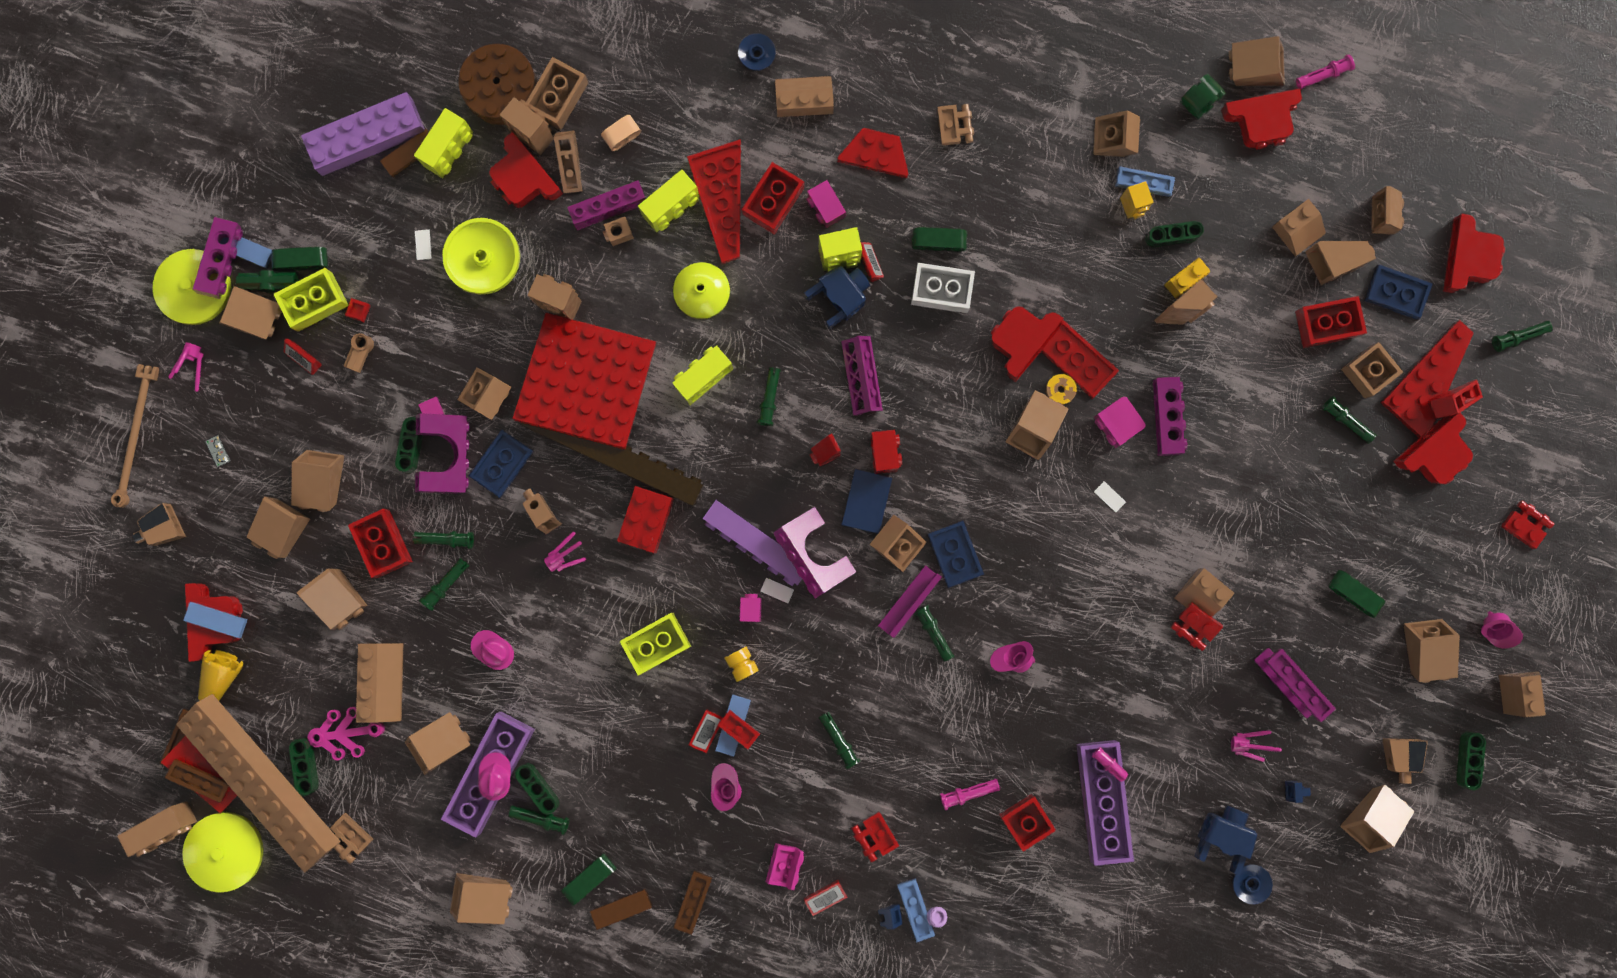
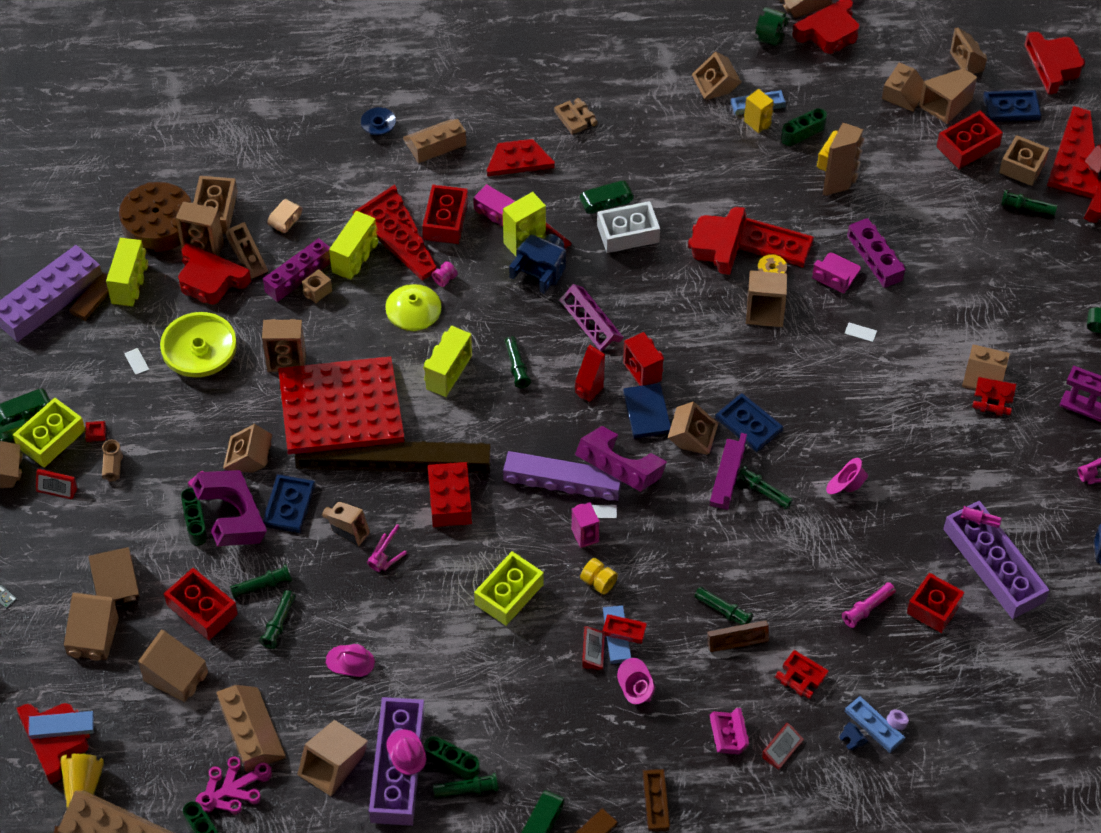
camera: 25 degrees left, 30 degrees down
(742, 268) = (444, 274): none -> dark pink wheel
(837, 776) = (738, 636): none -> reddish brown plate

